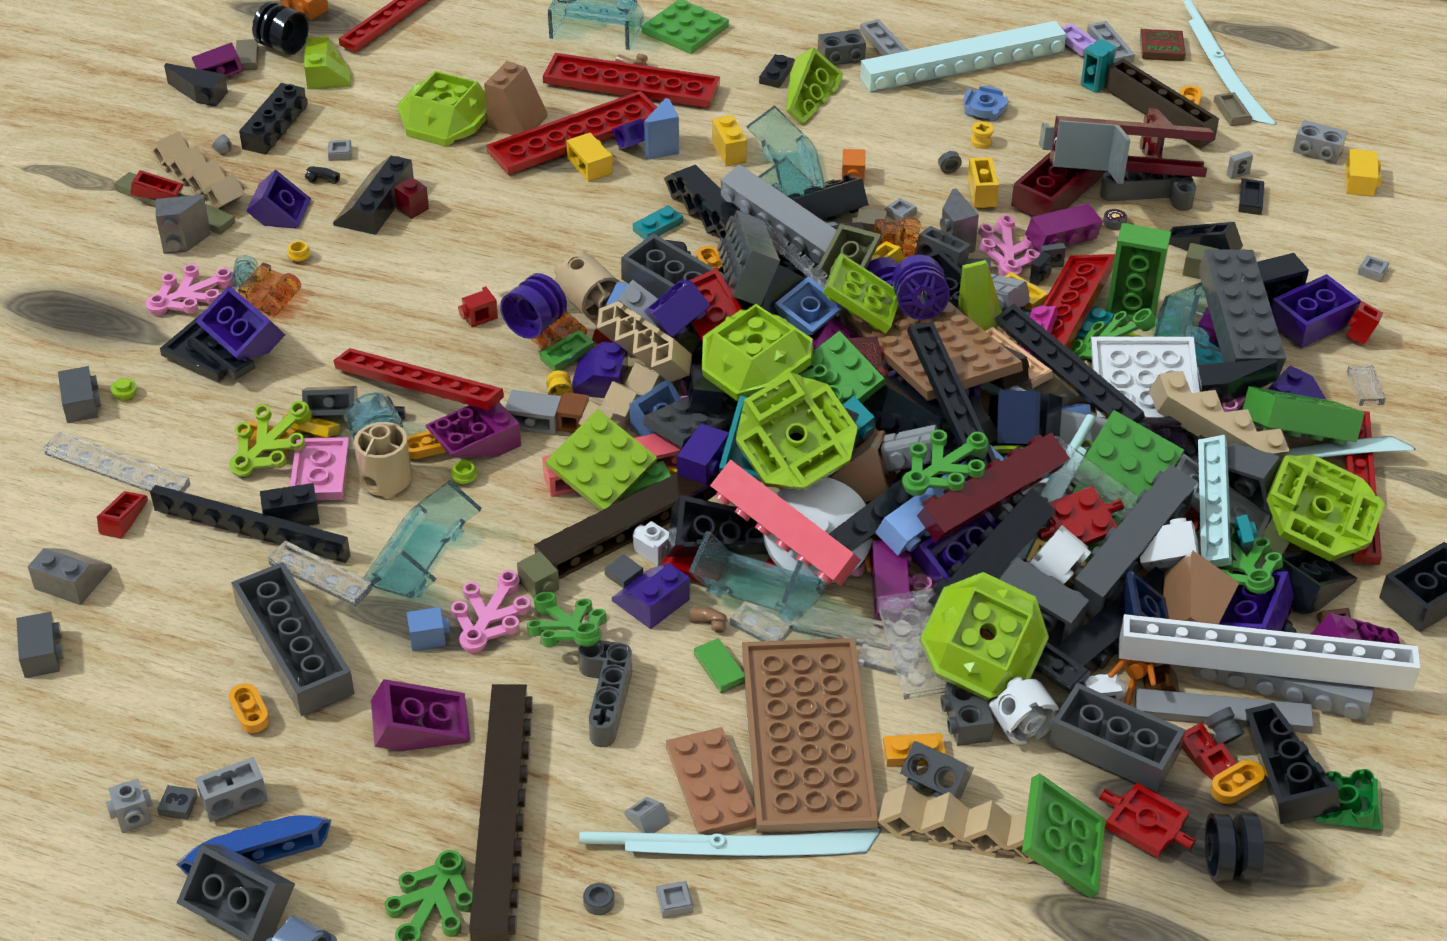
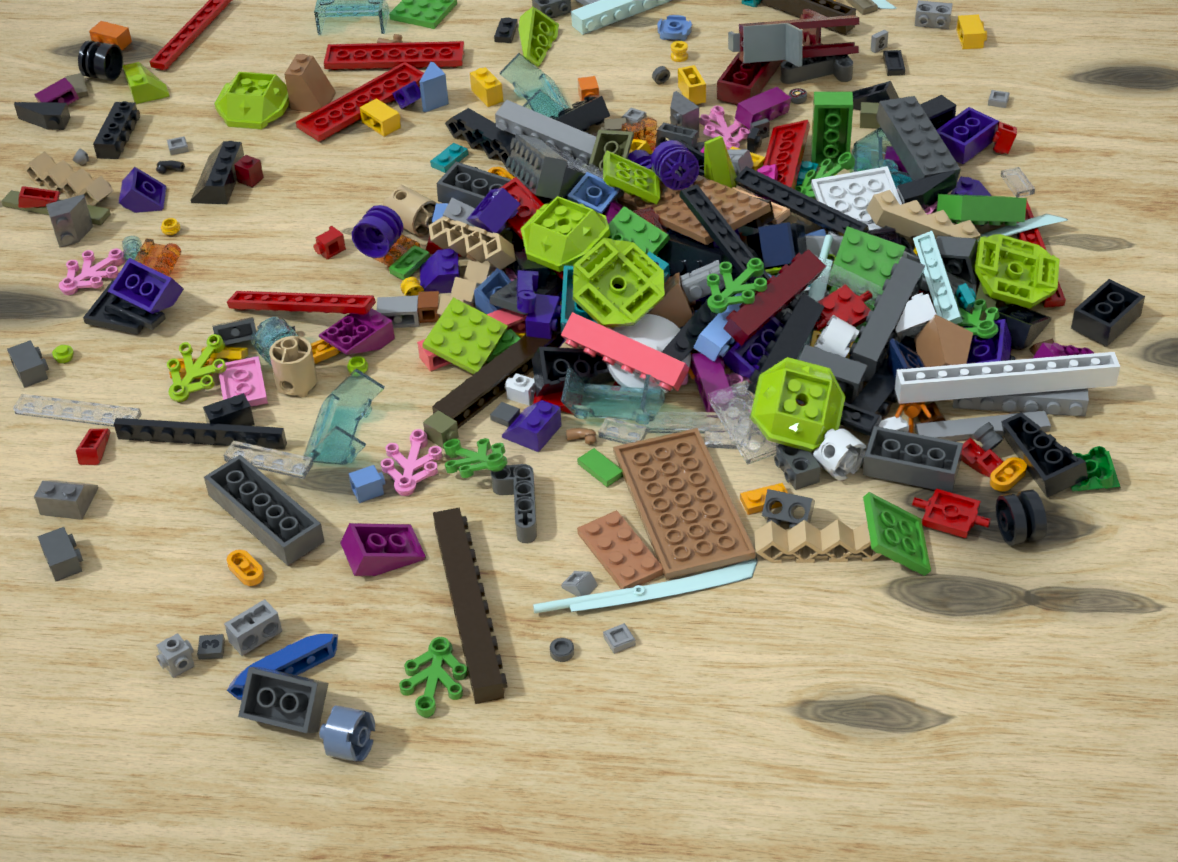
camera: 10 degrees left, 0 degrees up
(692, 406) = (526, 283): none -> dark purple leg

